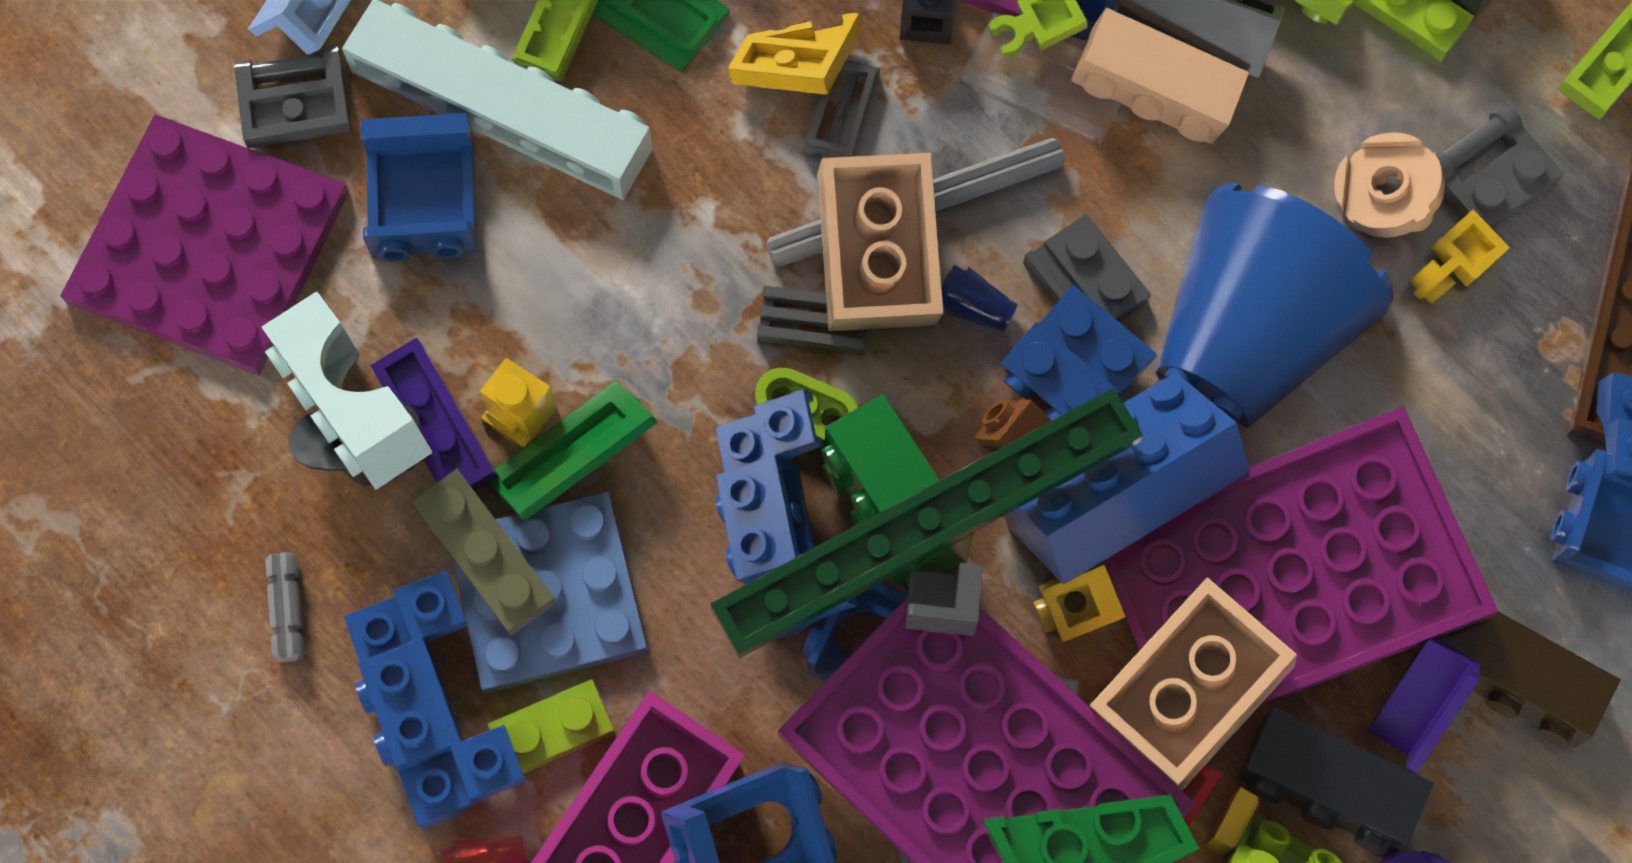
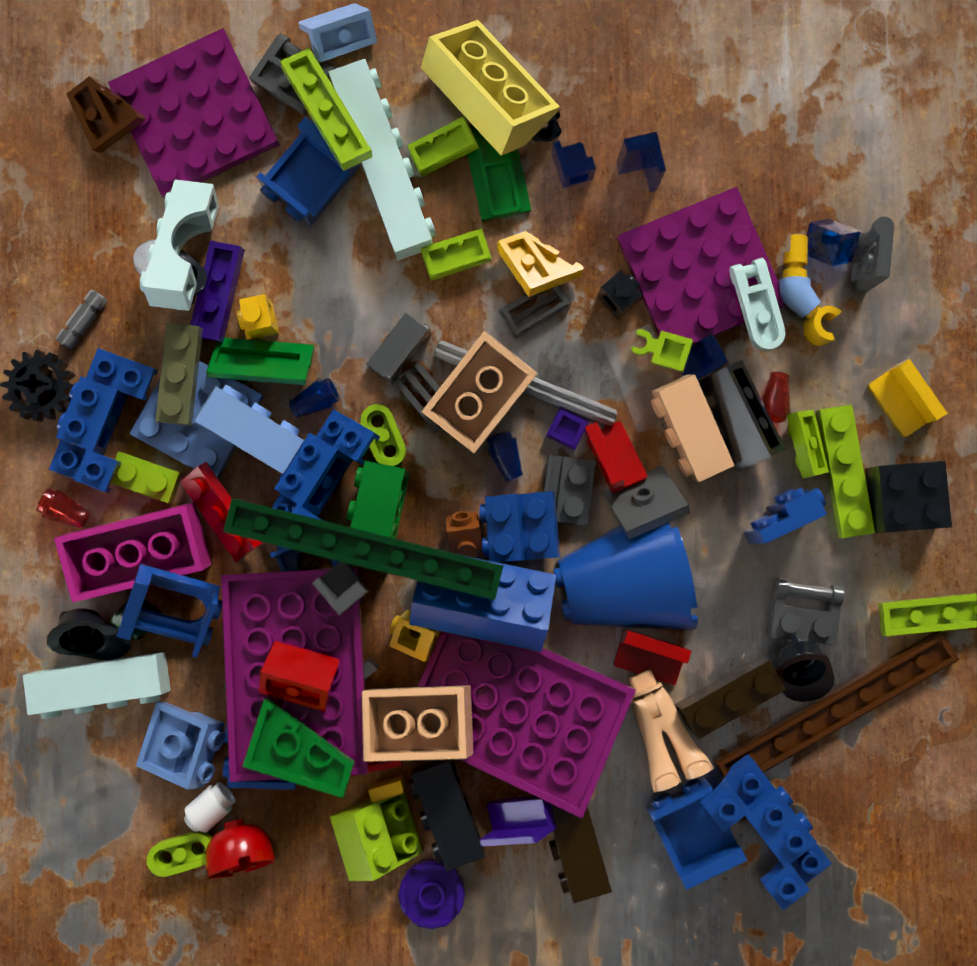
camera: 45 degrees right, 15 degrees up
(90, 333) = (102, 113): none -> reddish brown wing
(290, 749) = (33, 372): none -> black gear
(382, 87) = (326, 109): none -> lime plate
(636, 535) = (249, 428): none -> light blue brick
(679, 437) = (315, 398): none -> clear blue cone
(690, 129) = (456, 254): none -> lime plate
(694, 676) = (214, 505): none -> red plate
(726, 293) = (399, 348): none -> dark grey panel
(998, 757) = (298, 675): none -> red panel
(1015, 210) = (567, 428): none -> dark purple tile
(1101, 188) = (615, 455): none -> red panel
(1192, 201) = (647, 503): none -> dark grey plate
(1360, 72) = (789, 513): none -> blue plate
(1375, 375) = (642, 652): none -> red panel
(1395, 213) = (747, 559): light nougat plate -> none
(1457, 439) = (655, 714): none -> light nougat piece
(1465, 251) = (752, 639): yellow plate -> none
(1511, 334) = (730, 697): none -> dark brown brick
(1561, 228) = (804, 670): none -> black piece

